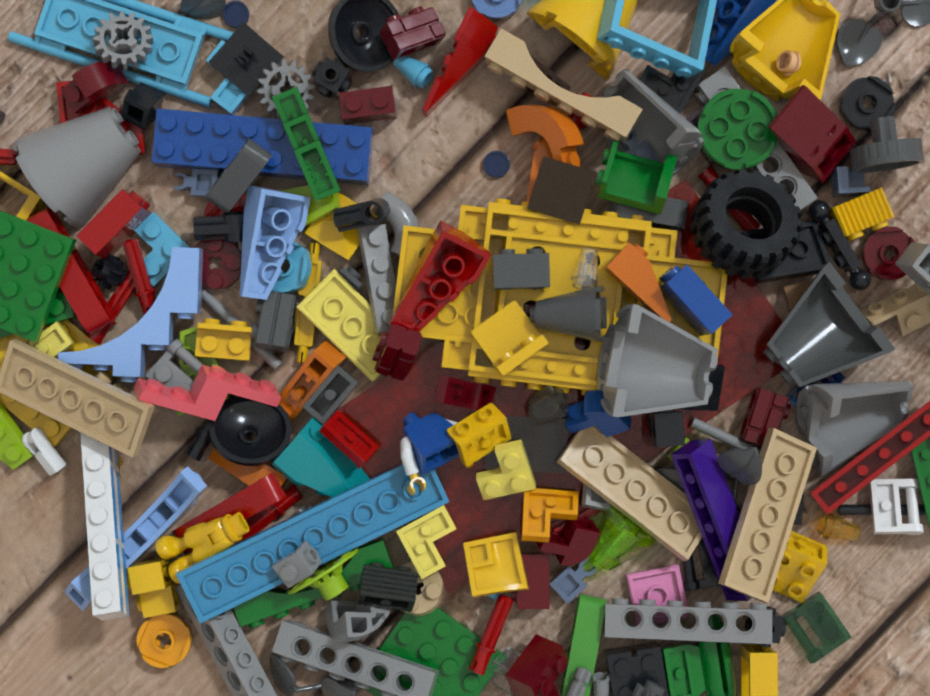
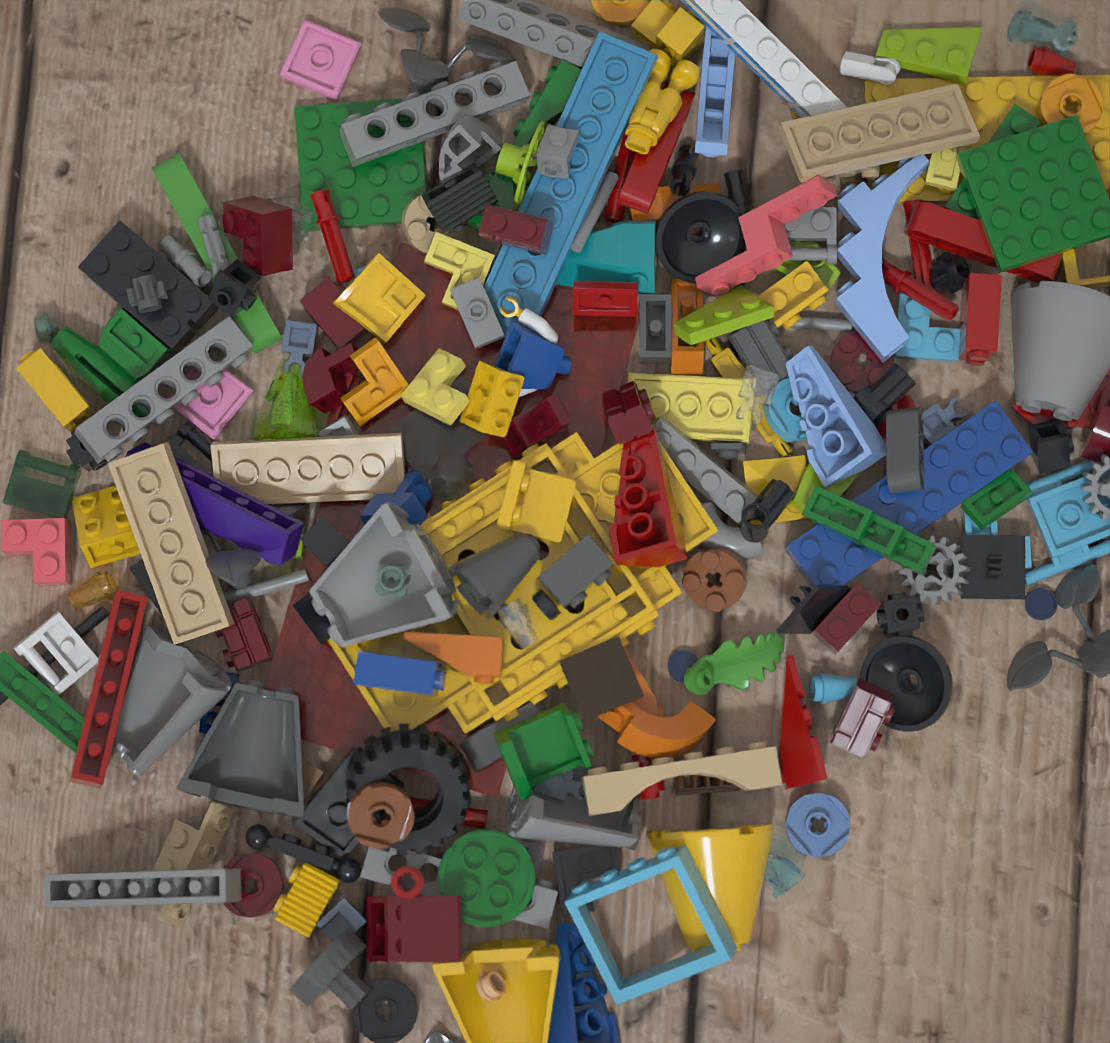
camera: 145 degrees right, 5 degrees down
(206, 99) = (996, 499): none -> green plate
(223, 484) = (684, 170): none -> black pin
(280, 364) = (723, 315): none -> lime wing
(299, 297) = (758, 390): none -> clear plate
(306, 504) = (597, 206): none -> light grey bar
(369, 534) = (516, 229): none -> dark red brick
(385, 127) = (812, 609): none -> black piece
(440, 190) = (709, 595): none -> dark orange plate
(440, 501) = (477, 313): none -> light grey plate
(463, 135) = (735, 664): none -> bright green plant
(558, 266) = (546, 605): none -> black tile
(587, 652) = (235, 288): none -> black brick
(647, 374) = (385, 573): none -> sand green plate
(774, 229) = (389, 830): none -> dark orange plate
(798, 160) = (397, 882): none -> red cone
(844, 582) = (48, 543): none -> coral brick

